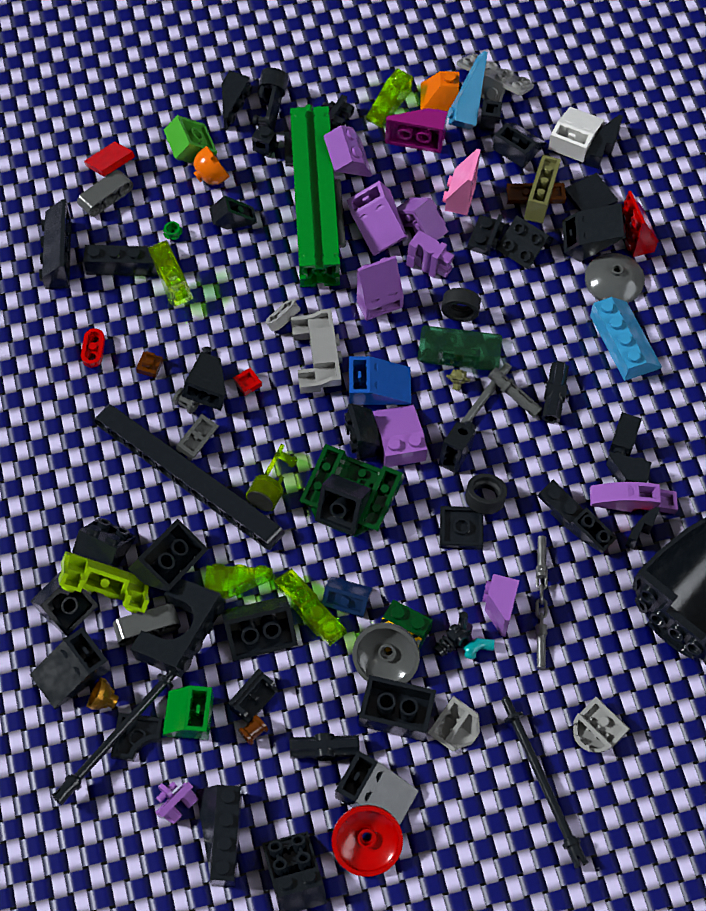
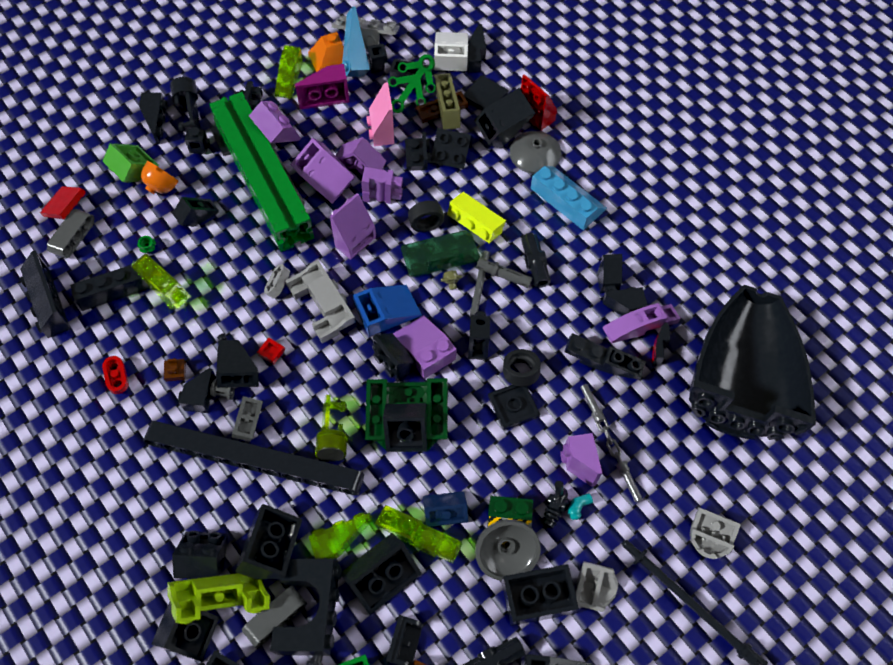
camera: 25 degrees left, 0 degrees up
(160, 393) = (196, 392): none -> black slope
(514, 325) = (476, 217): none -> neon yellow brick
(515, 155) = (414, 81): none -> green plant

